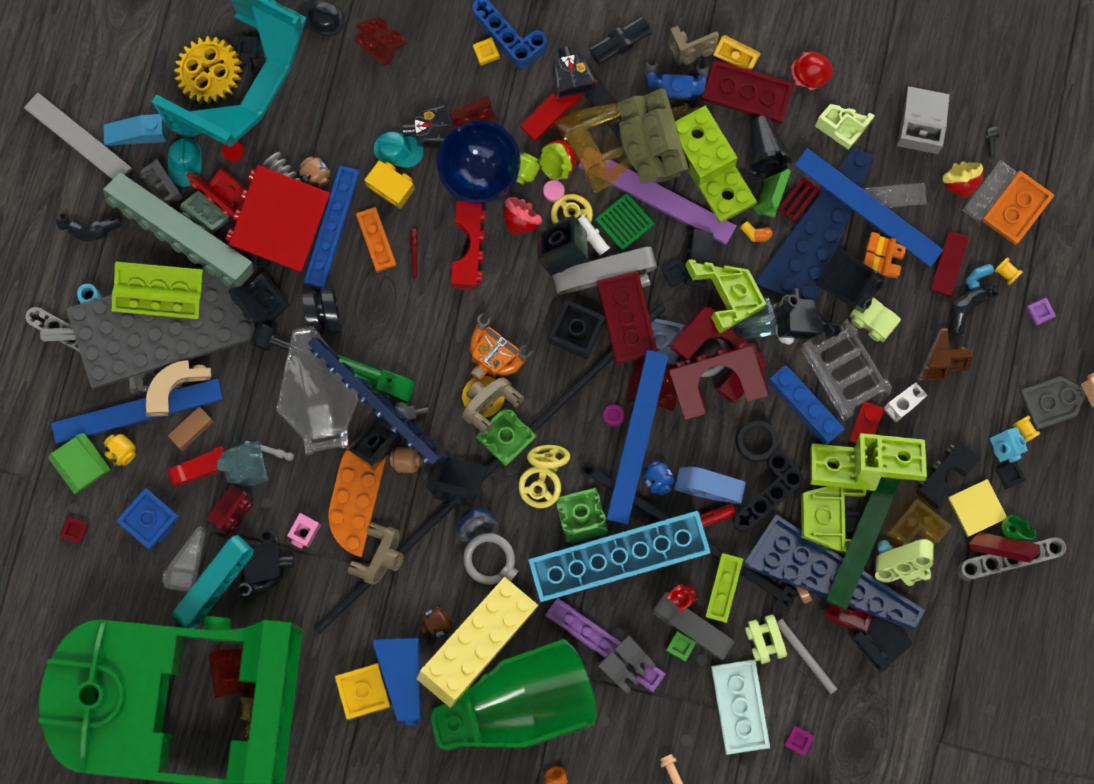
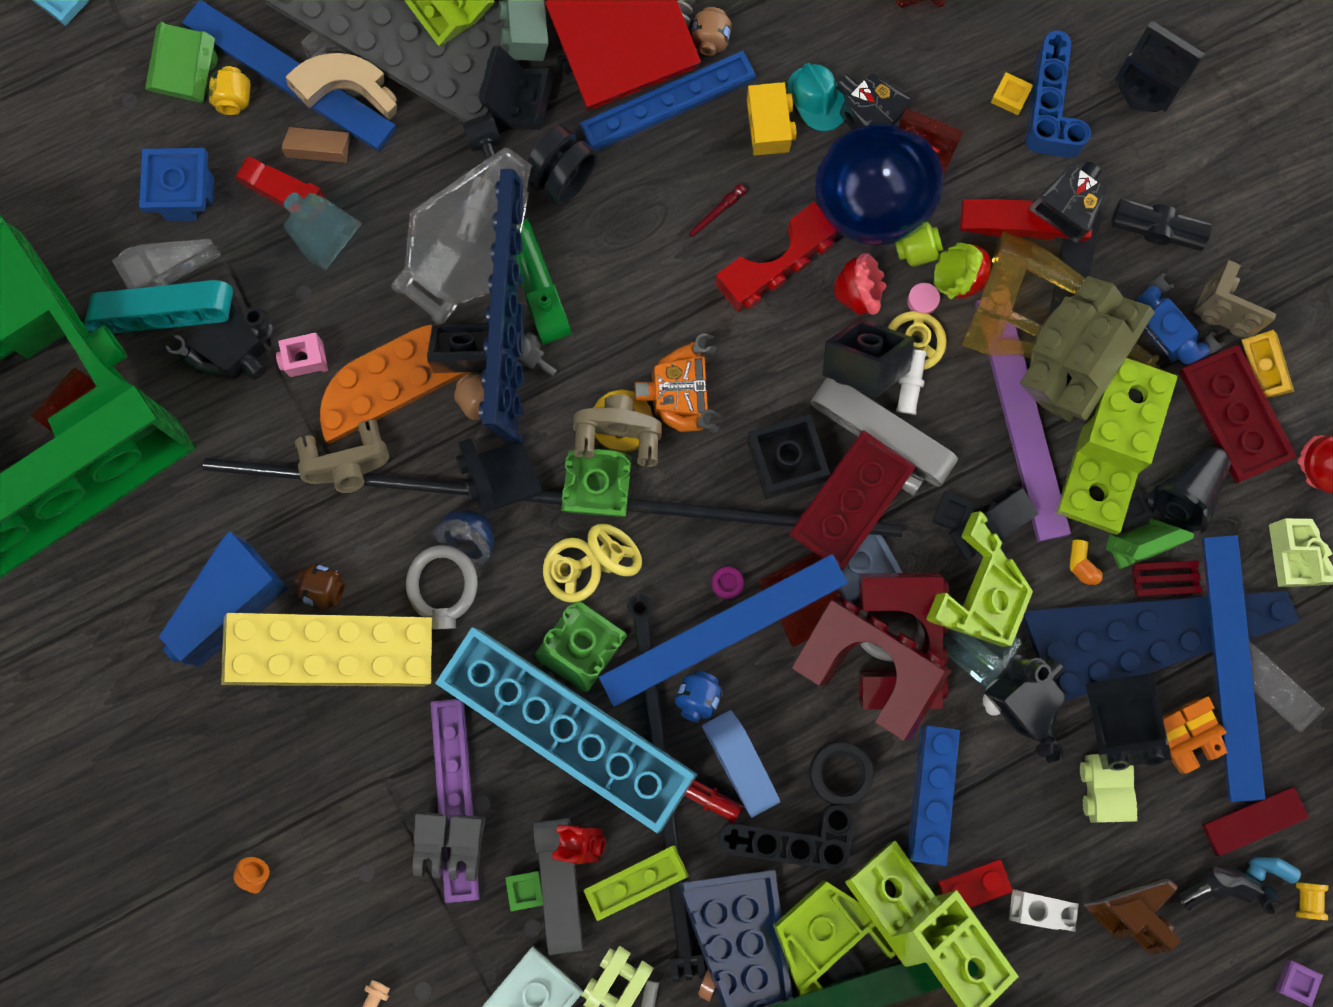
camera: 45 degrees right, 0 degrees up
(74, 530) = (104, 121): dark red tile -> none
(230, 509) = (260, 259): dark red bracket -> none
(279, 453) = (369, 257): light grey piece -> none
(363, 691) = (165, 569): yellow container -> none
(376, 239) = (695, 158): orange tile -> none
(521, 702) = (299, 765): green windscreen -> none
(624, 222) = (959, 406): green tile -> none
(835, 388) = (984, 812): clear fence -> none

